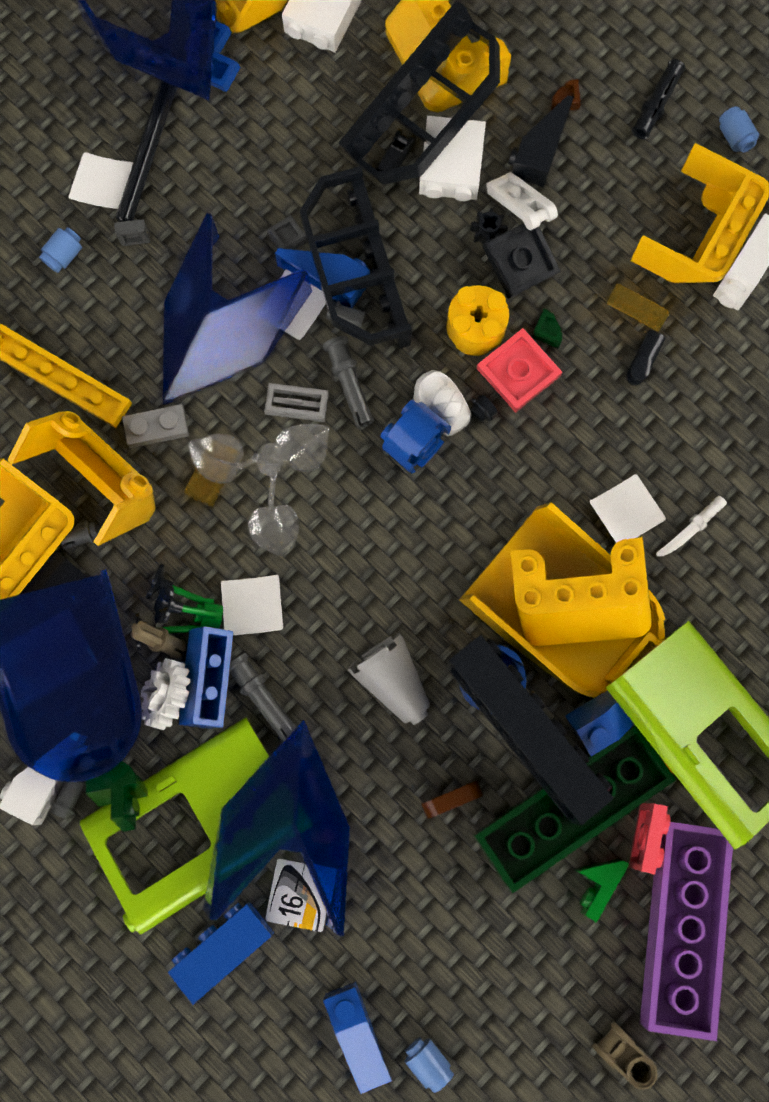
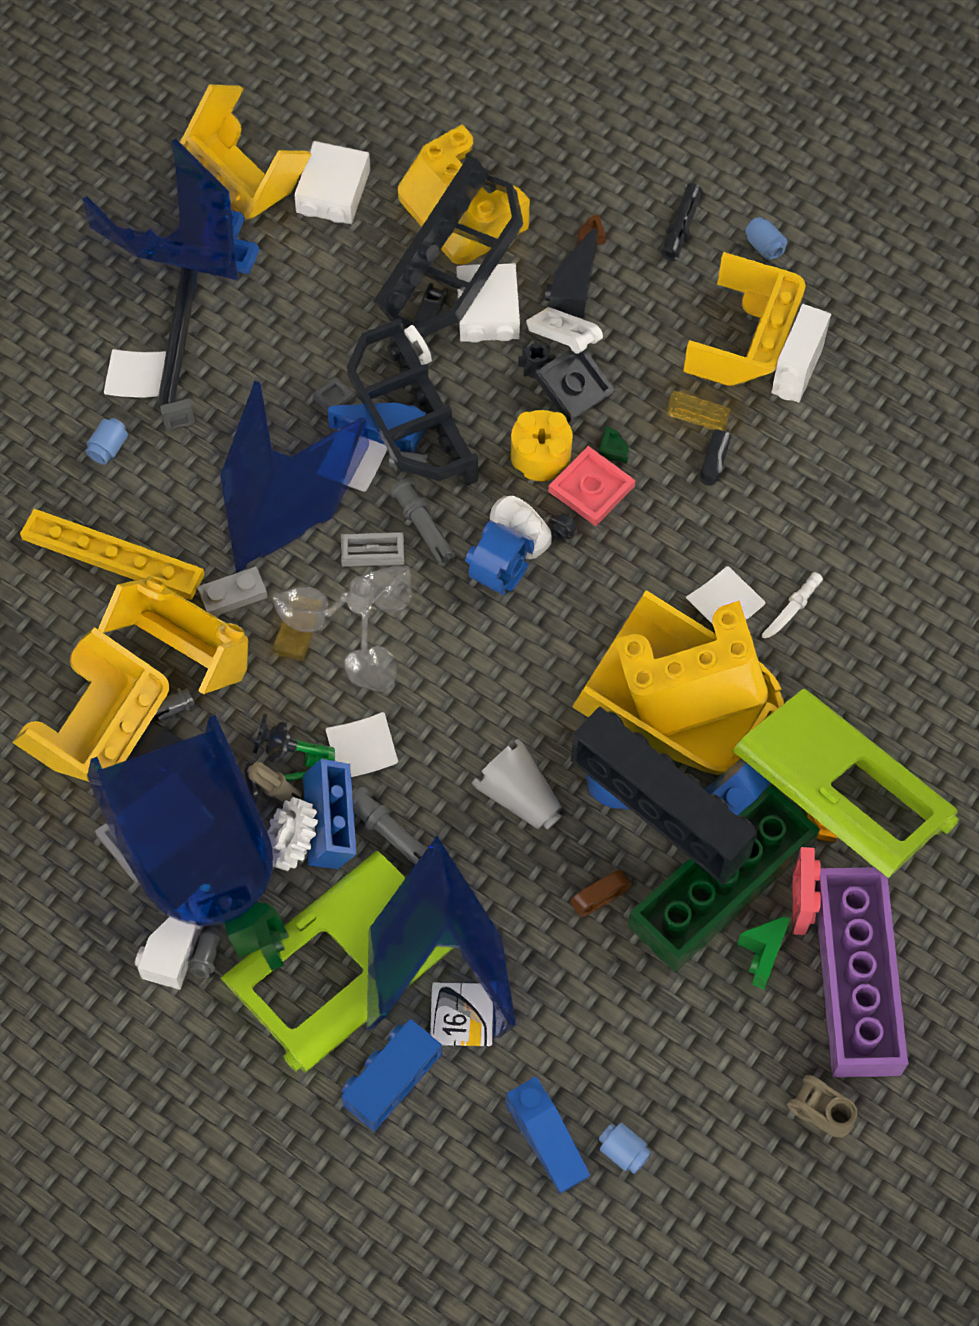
camera: 10 degrees left, 15 degrees down
(375, 194) = (418, 345): none -> white tile

